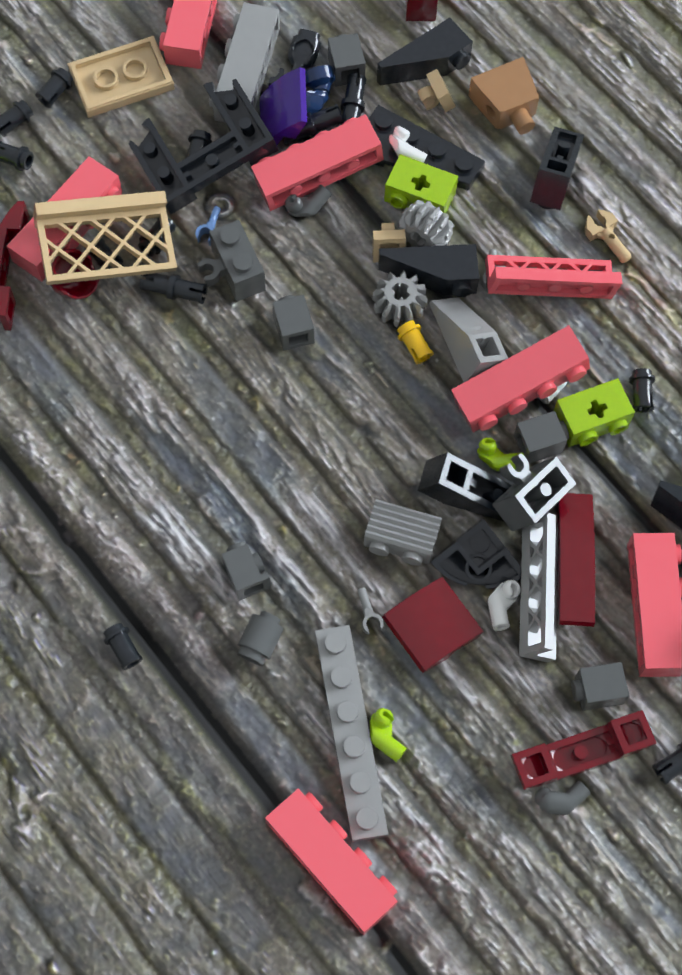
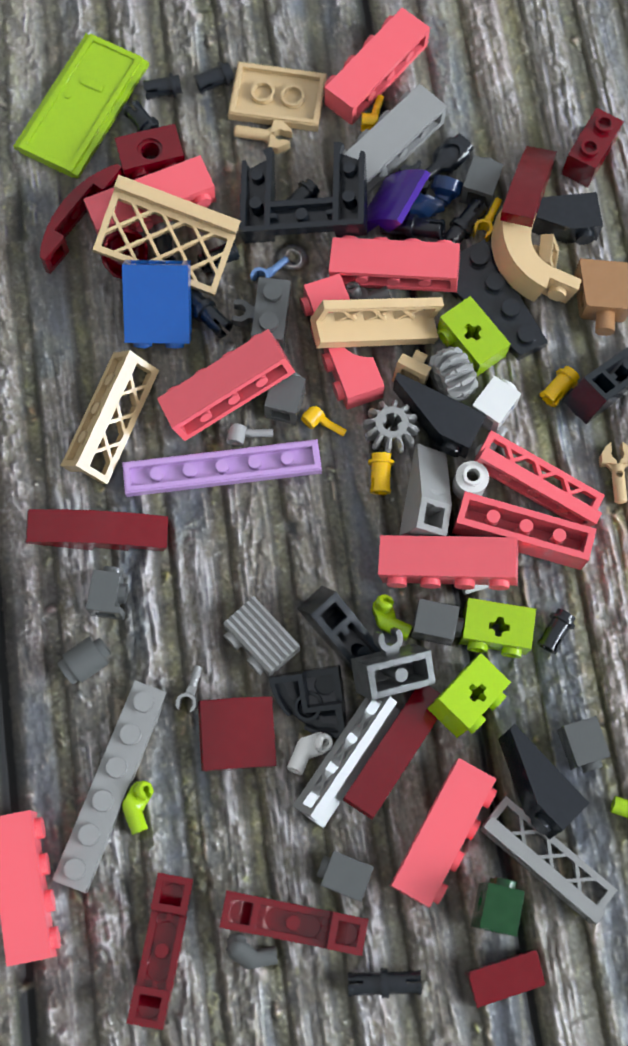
camera: 30 degrees right, 5 degrees up
(43, 165) = (158, 142): none -> dark red brick
(132, 299) = (157, 302): none -> blue brick
(133, 113) = (267, 135): none -> tan bar
(140, 416) = (100, 411): none -> tan fence
(198, 521) = (96, 529): none -> dark red slope
(217, 53) = (370, 119): none -> yellow hand
(238, 335) = (225, 385): none -> coral brick
(270, 374) = (238, 432): none -> light grey hand
(273, 413) = (221, 468): none -> lavender tile
(328, 324) = (315, 415): none -> yellow hand
(333, 216) = (375, 322): none -> tan fence
(341, 273) = (355, 376): none -> coral arch
(371, 91) = (486, 223): none -> yellow hand
(391, 40) = (528, 186): none -> dark red slope
(401, 147) = (478, 290): white arm -> none
(421, 105) = (524, 268): none -> tan arch
(476, 228) = (497, 402): none -> white brick
(485, 841) = (161, 952): none -> dark red slope
(496, 305) = (465, 473): none -> white brick
(518, 190) = (560, 385): none -> yellow pin
(588, 315) = (536, 532): none -> coral brick
(609, 480) = (477, 680): none -> lime brick

